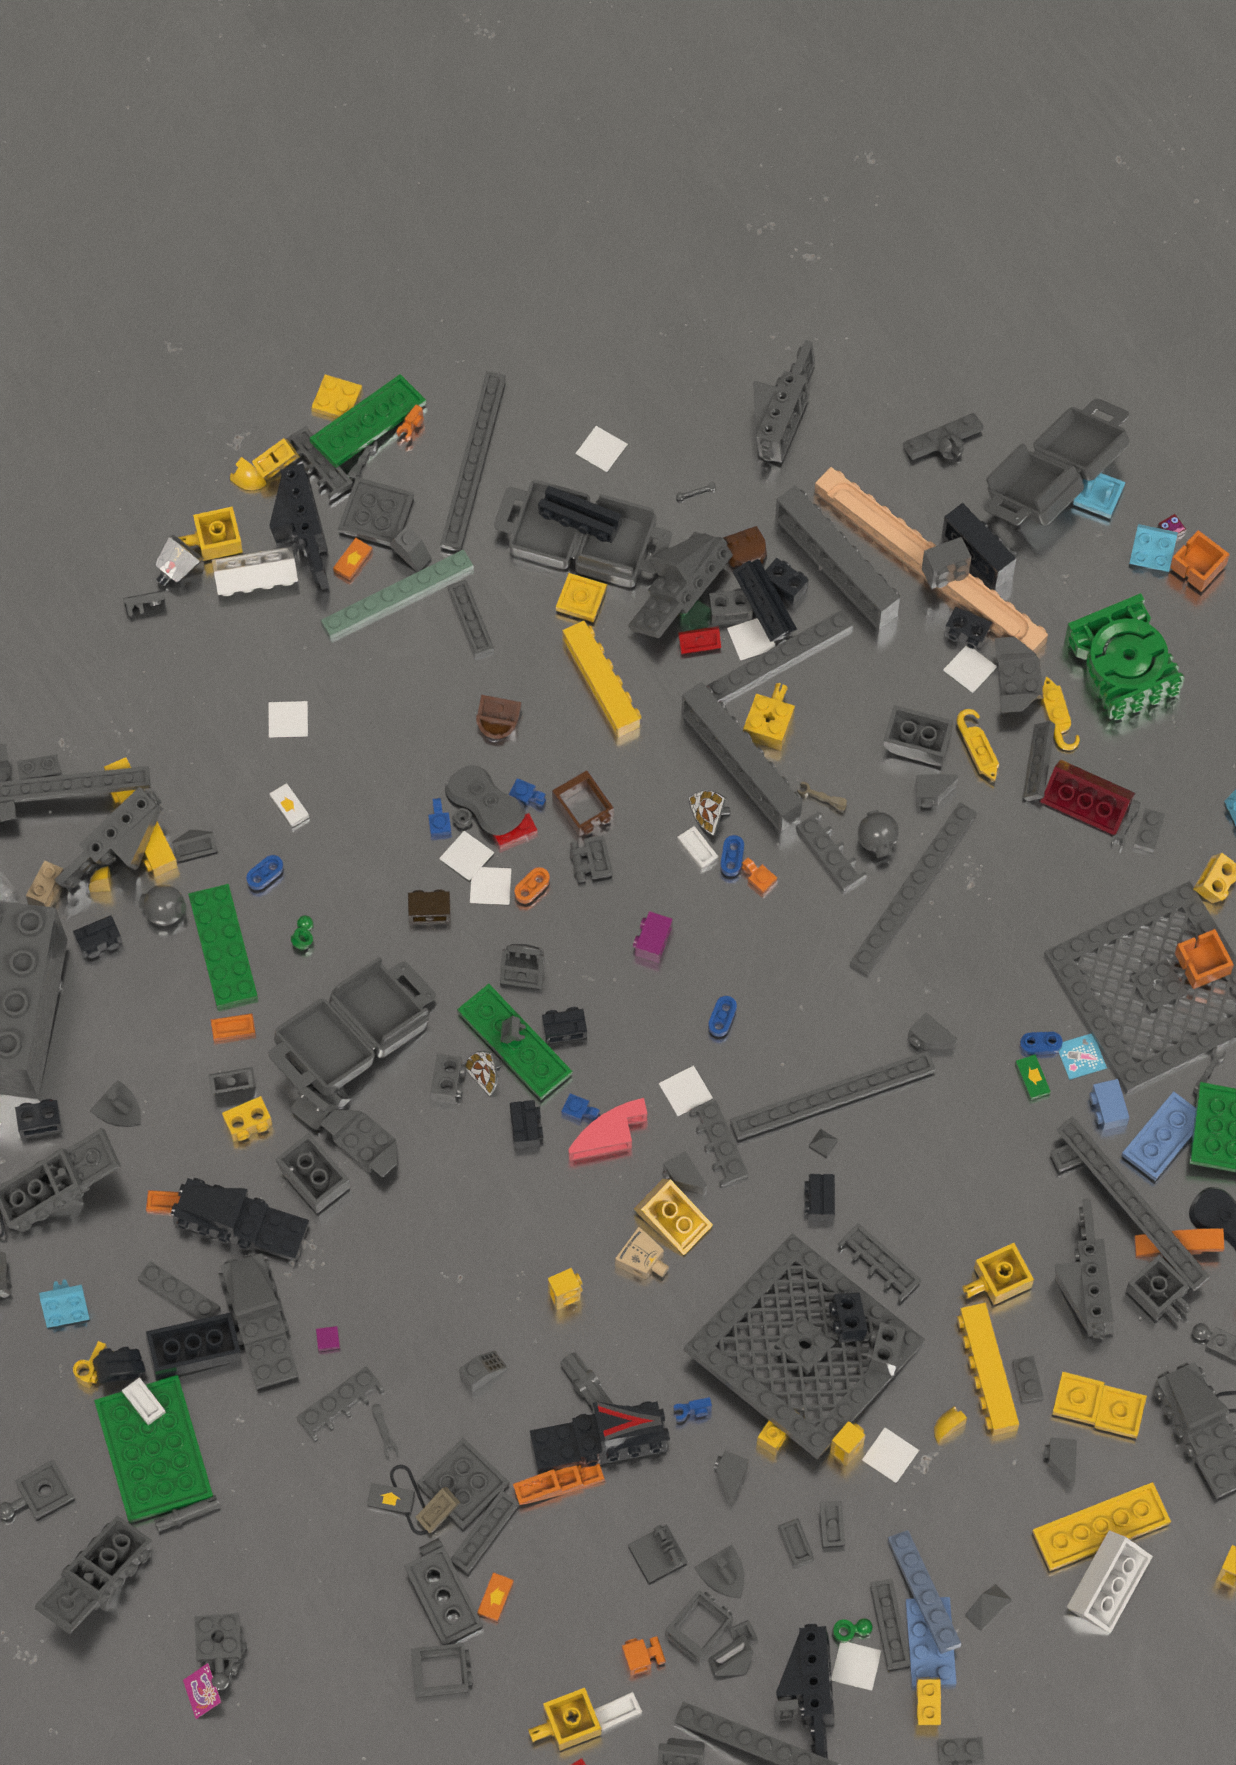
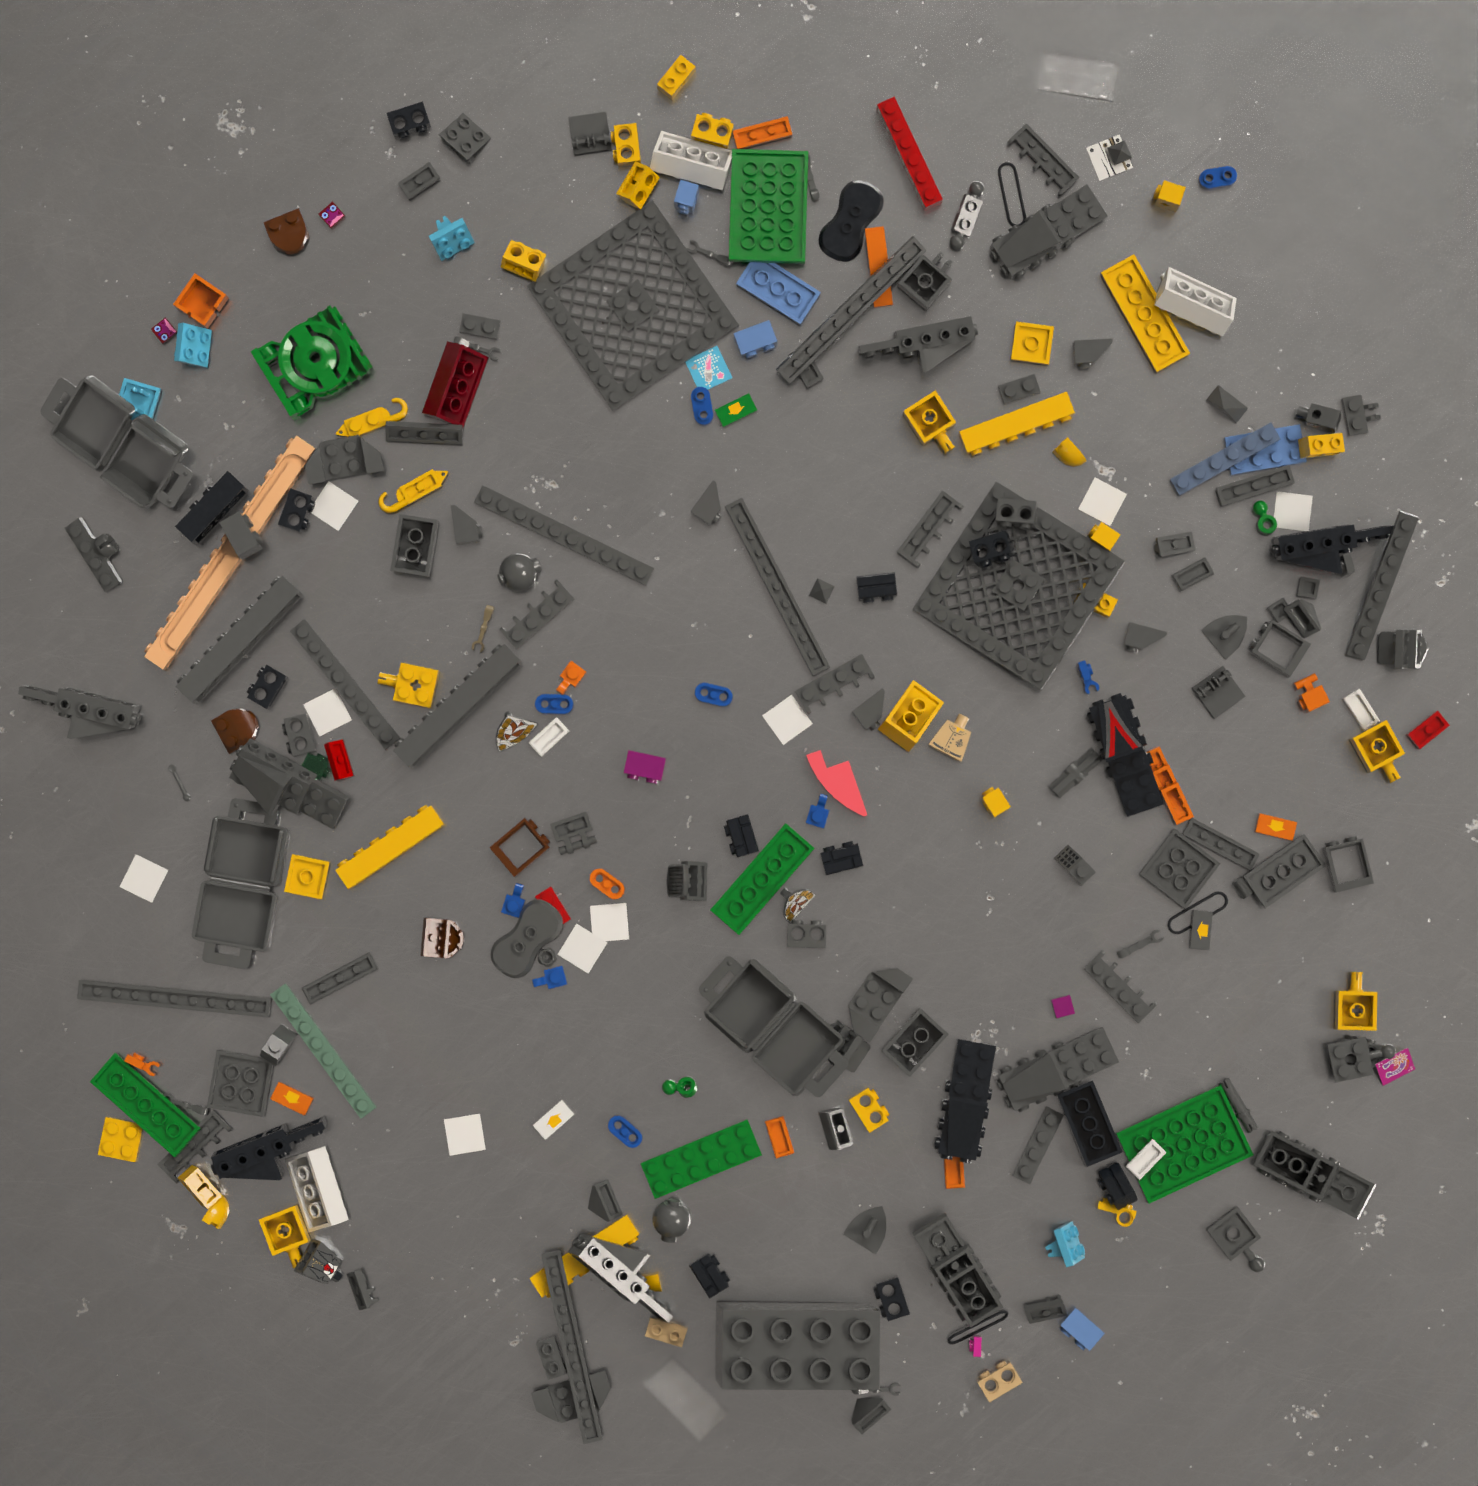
camera: 95 degrees left, 20 degrees up
(282, 1666) = (1365, 1001): none -> yellow brick
(429, 906) = (640, 975): dark brown brick -> none
(437, 1510) = (1210, 886): dark tan plate -> none
(511, 1029) = (756, 883): dark grey tile -> none
(580, 514) = (228, 886): black brick -> none
(764, 600) = (294, 702): black brick -> none
(765, 1668) = (1308, 587): none -> dark grey plate
(960, 1706) = (1328, 420): none -> dark grey torso
(1120, 1411) = (1039, 305): yellow plate -> none
(1205, 962) = (609, 265): orange piece -> none

